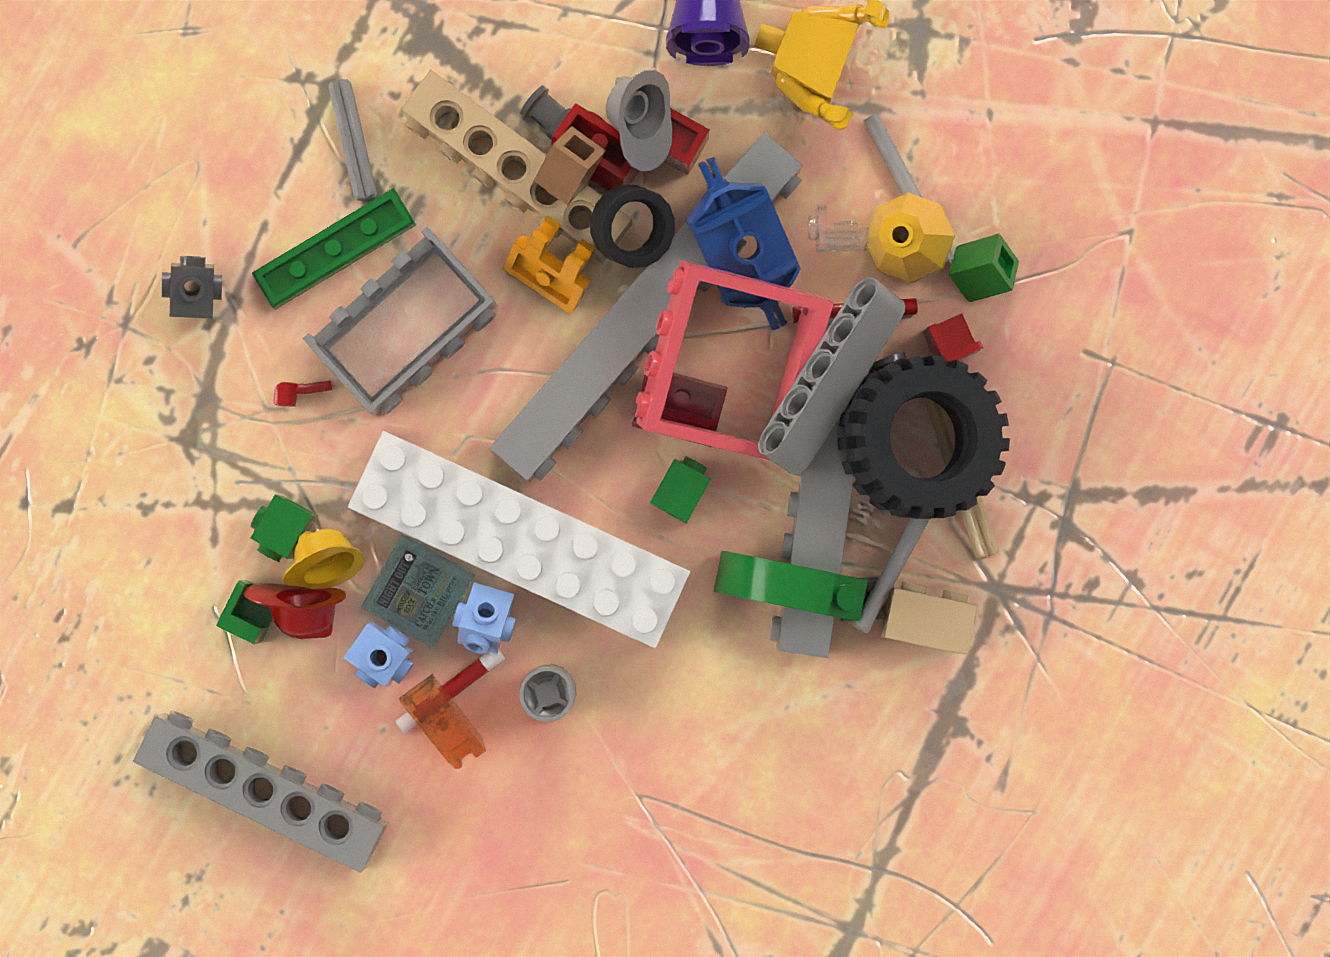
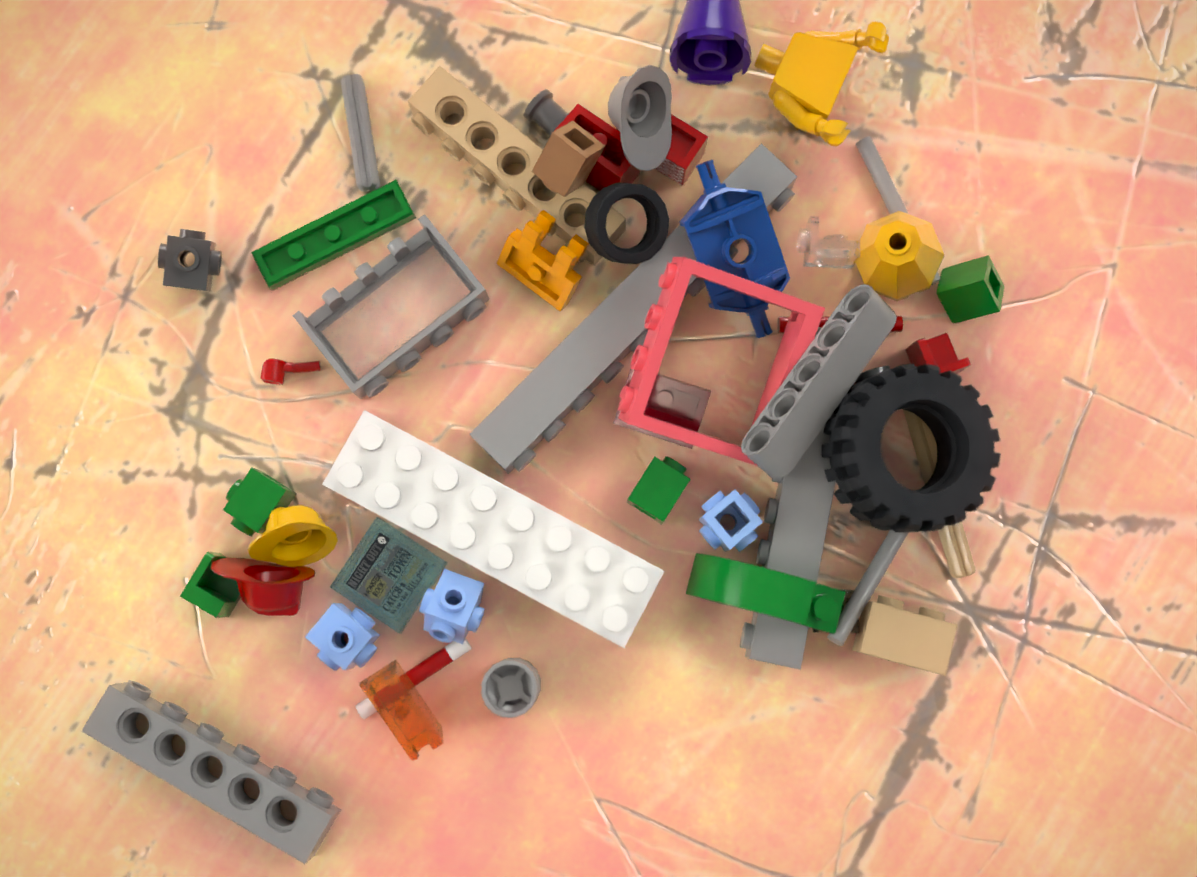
camera: 10 degrees right, 5 degrees down
(765, 505) = (743, 511): none -> light blue brick

